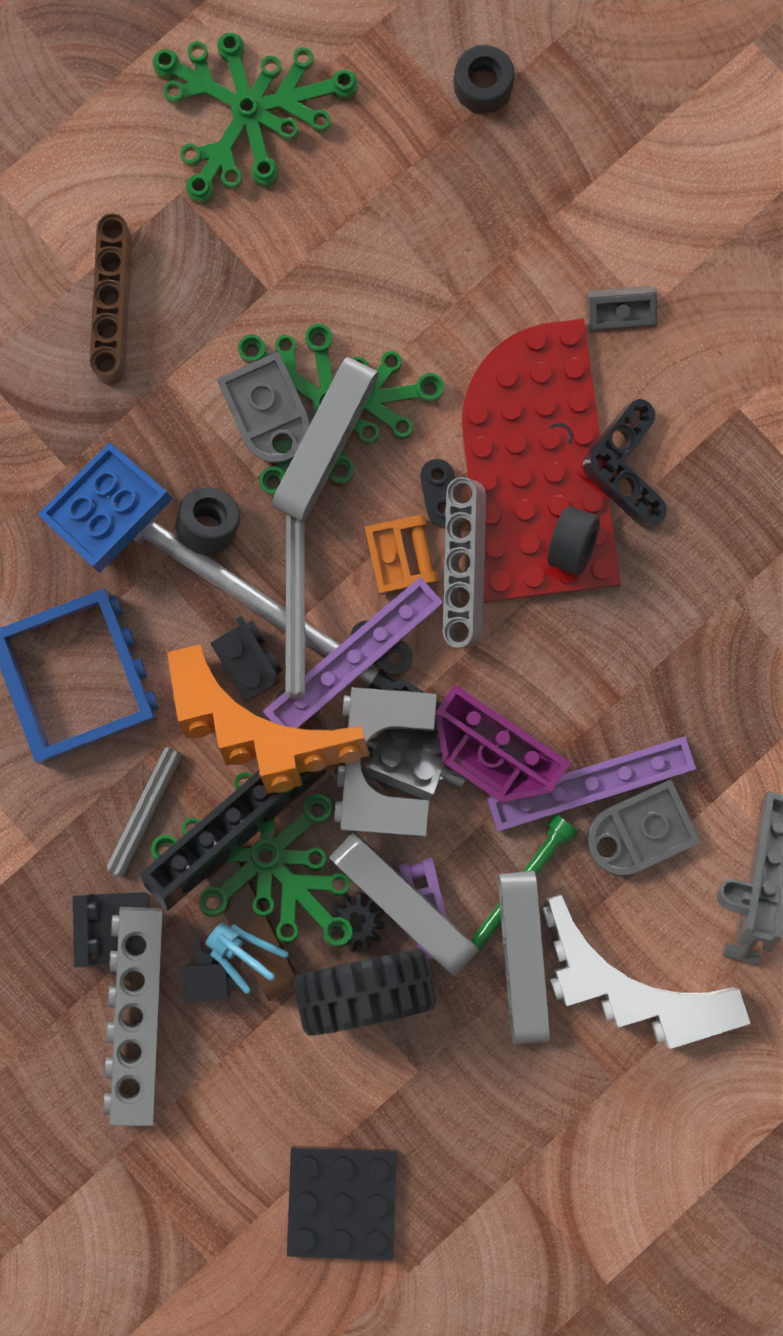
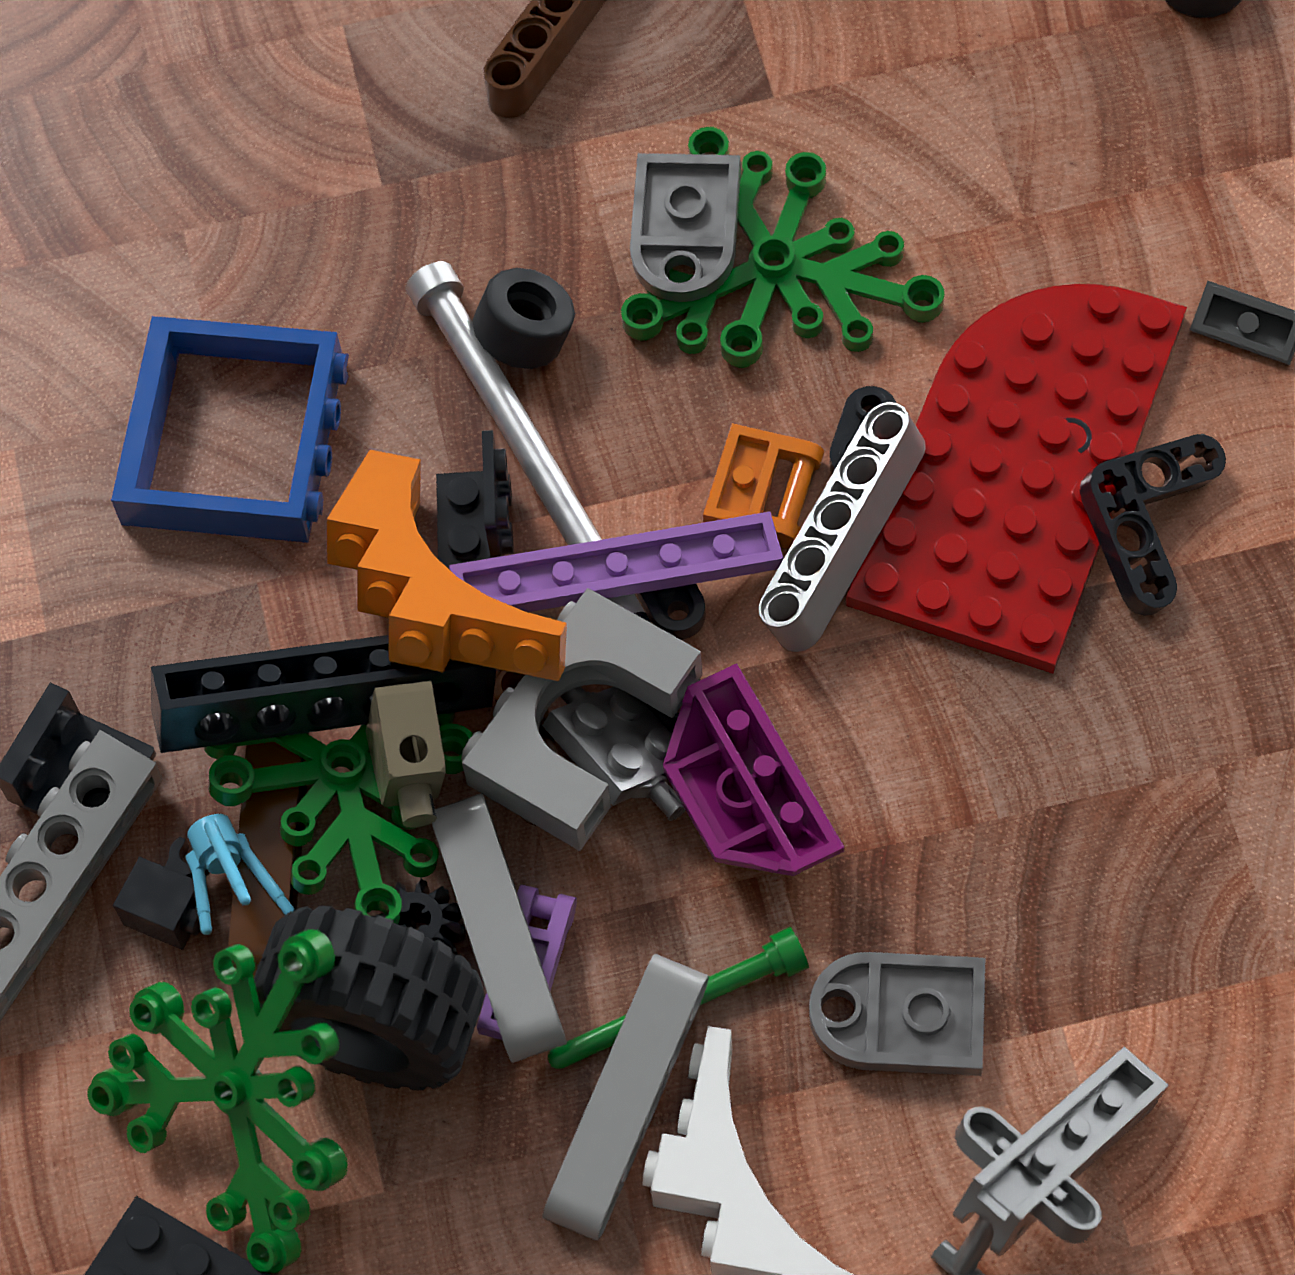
camera: 35 degrees right, 20 degrees down
(105, 507) = (399, 238): blue plate -> none
(144, 811) = (228, 636): light grey axle -> none
(292, 828) = (406, 750): none -> dark tan torso
(295, 607) = (577, 465): light grey axle -> none
(323, 1078) = (236, 1088): none -> green plant
(325, 439) = (739, 285): light grey beam -> none
(573, 540) = (1011, 557): black tyre -> none
(597, 783) = (867, 912): medium lavender plate -> none

